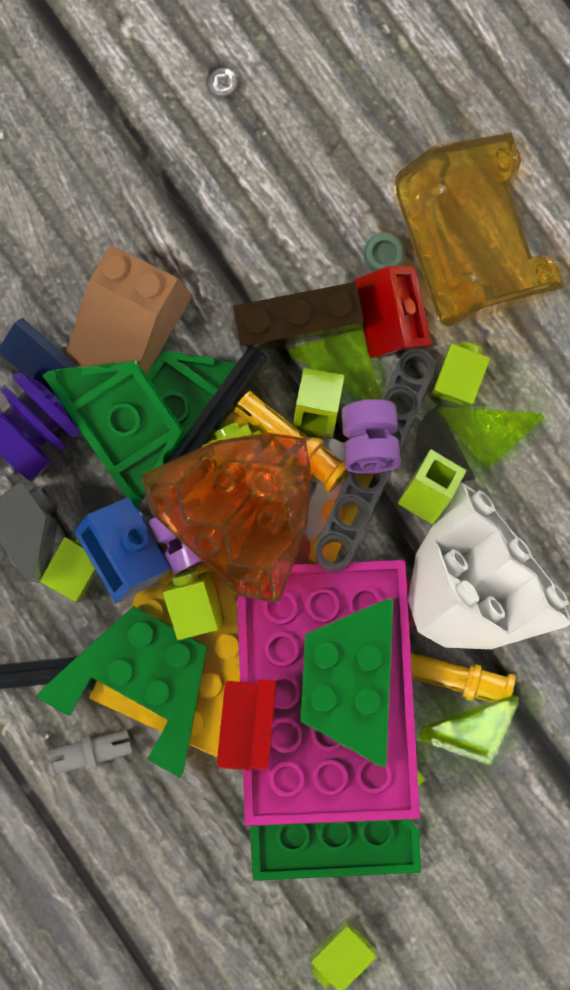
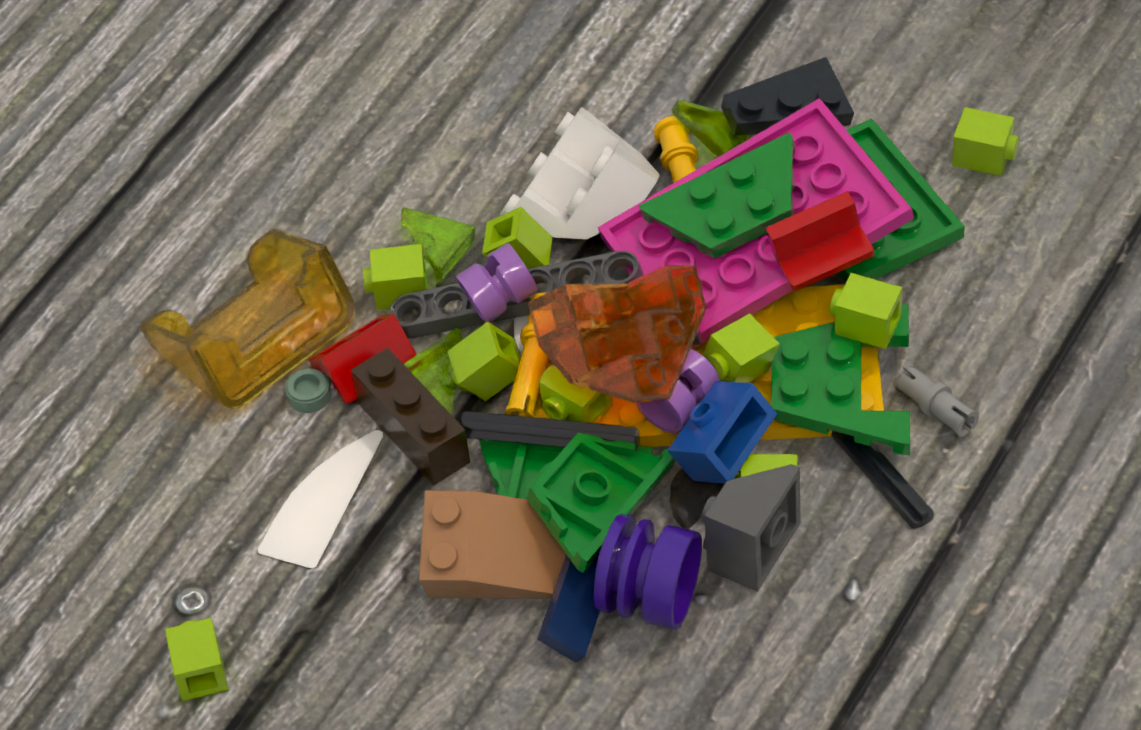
camera: 115 degrees left, 35 degrees down
(149, 56) = (196, 659): none -> lime brick
(175, 732) = (867, 310): none -> lime brick
(263, 215) = (317, 505): none -> white sticker
(483, 813) = (775, 98): none -> black wing

